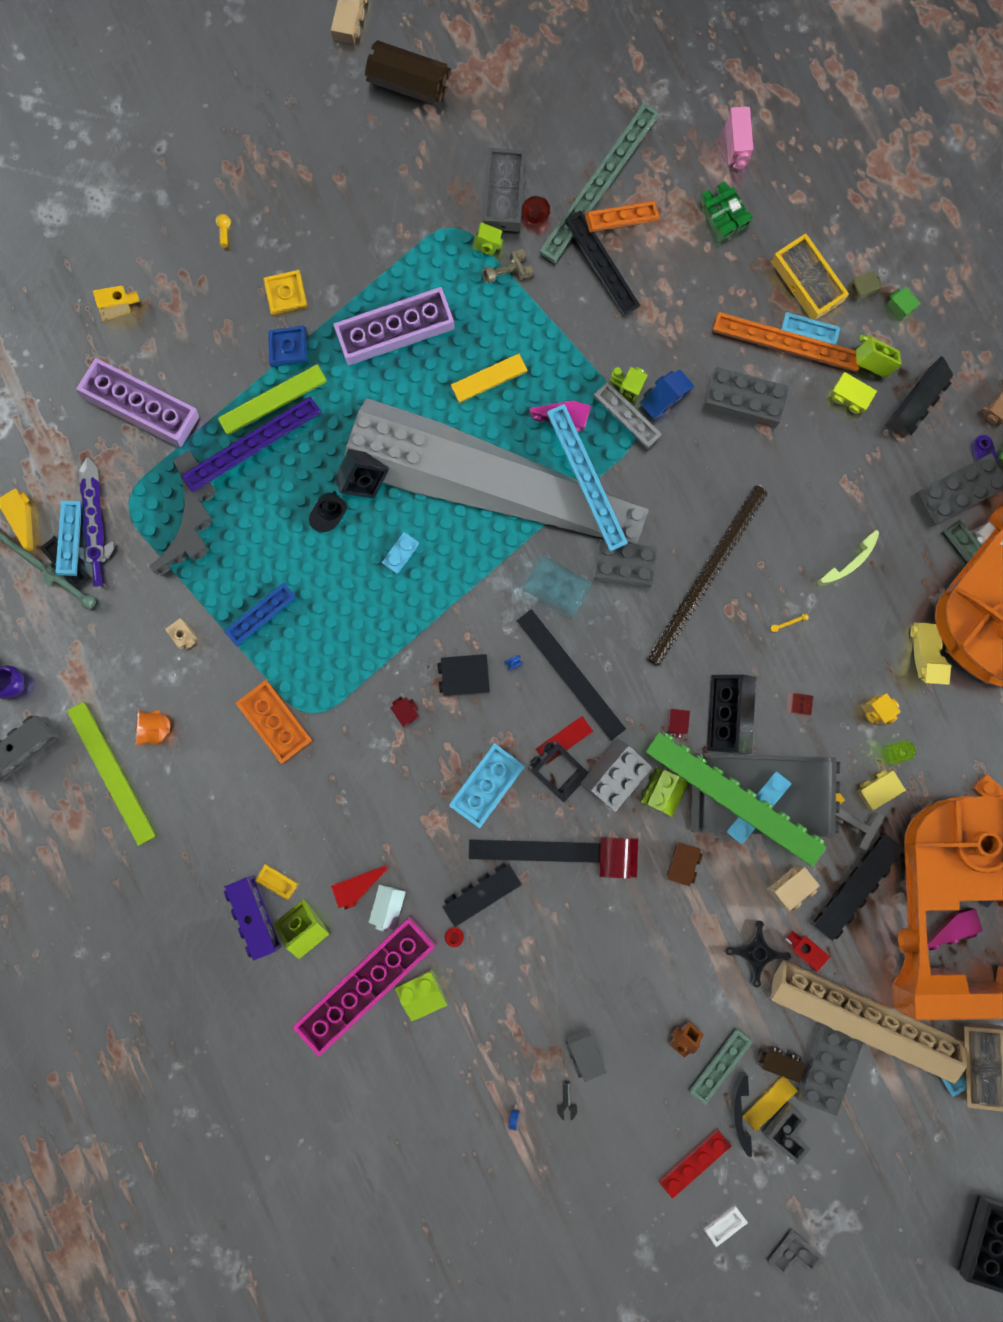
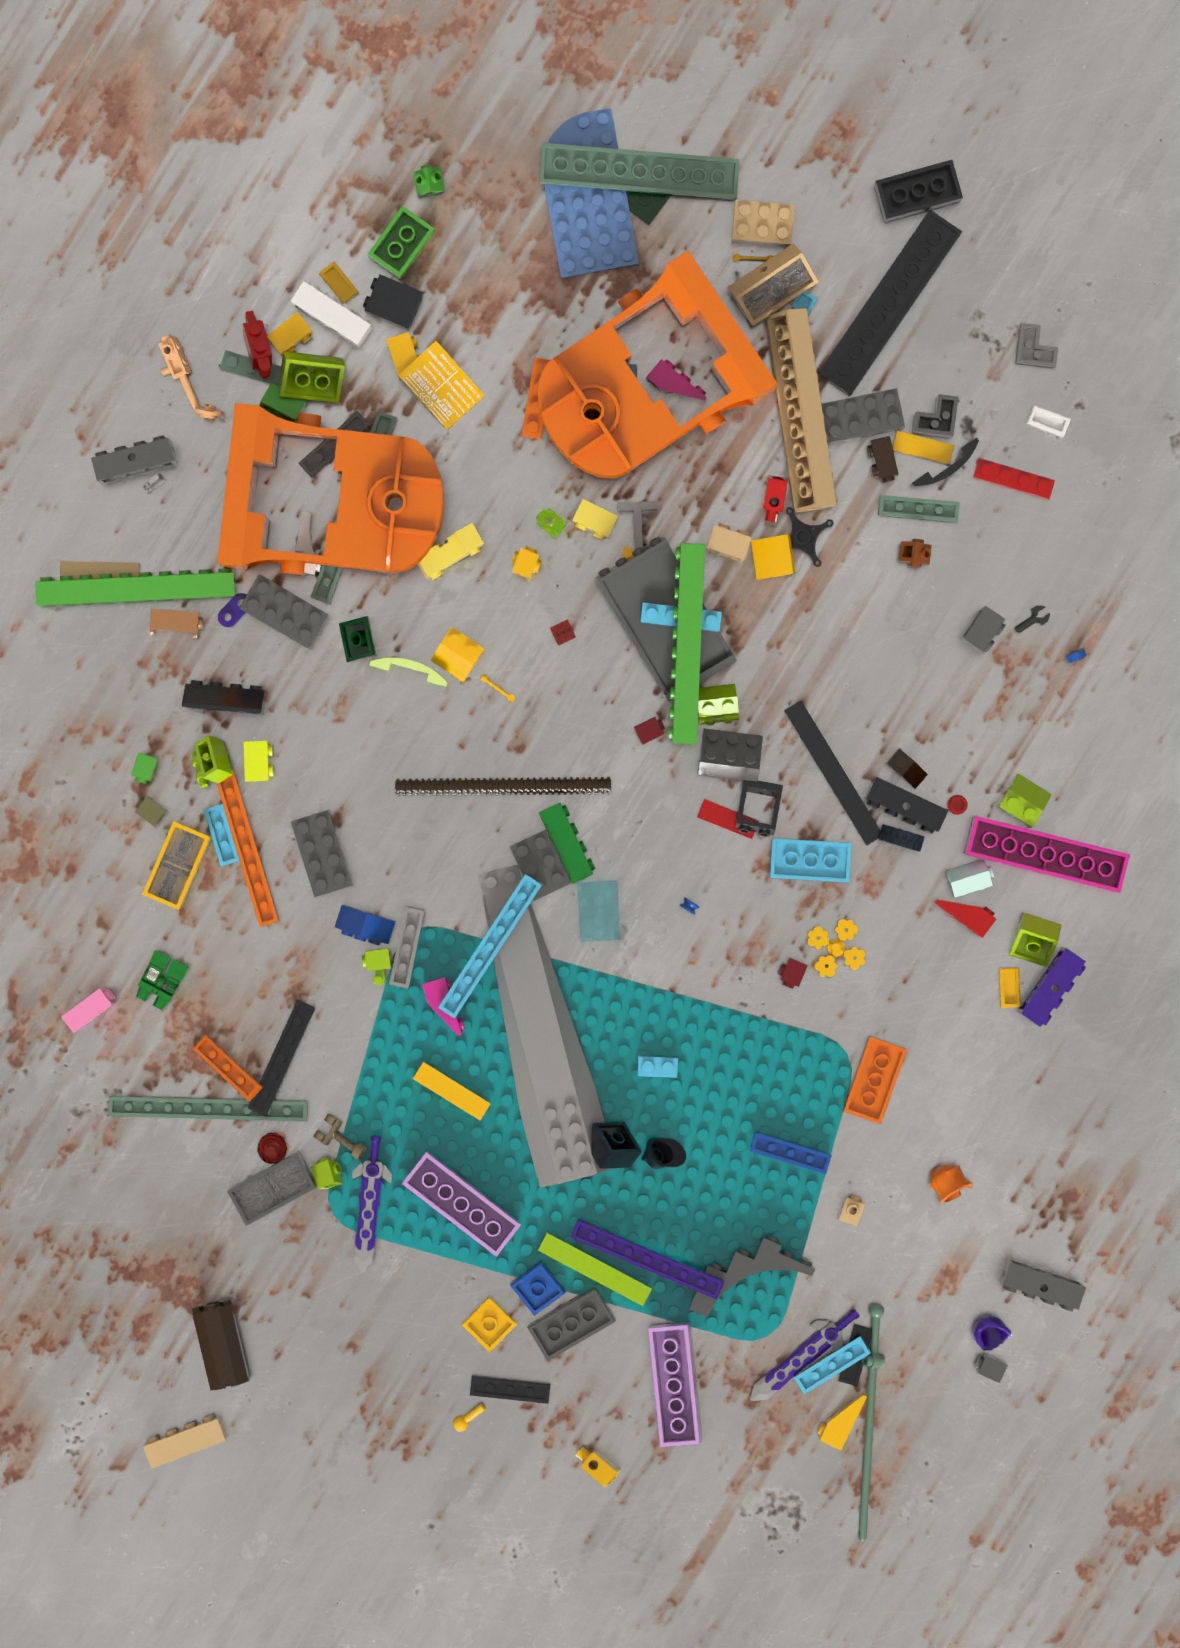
camera: 125 degrees left, 5 degrees up
(111, 773) = (1010, 1191): lime tile -> none
(223, 275) = (510, 1389): none -> black tile
(242, 355) = (571, 1323): none -> dark grey tile
(402, 760) = (836, 947): none -> yellow plant
(446, 260) = (369, 1202): none -> sword
(457, 872) = (901, 837): none -> black wheel
(464, 675) = (728, 941): black brick -> none
(511, 914) = (906, 768): none -> dark brown slope
(571, 675) = (667, 849): black tile -> none
(619, 857) = (799, 707): dark red brick -> none
(629, 596) = (566, 843): none -> green brick
(683, 864) = (768, 648): reddish brown brick -> none
(731, 713) = (611, 688): black slope -> none
(757, 917) = (773, 556): none -> yellow tile
(839, 607) = (457, 654): none -> yellow slope
(857, 887) = (691, 487): black brick -> none
(900, 537) = (357, 639): none -> dark green slope
(910, 1156) = (890, 302): none -> black plate

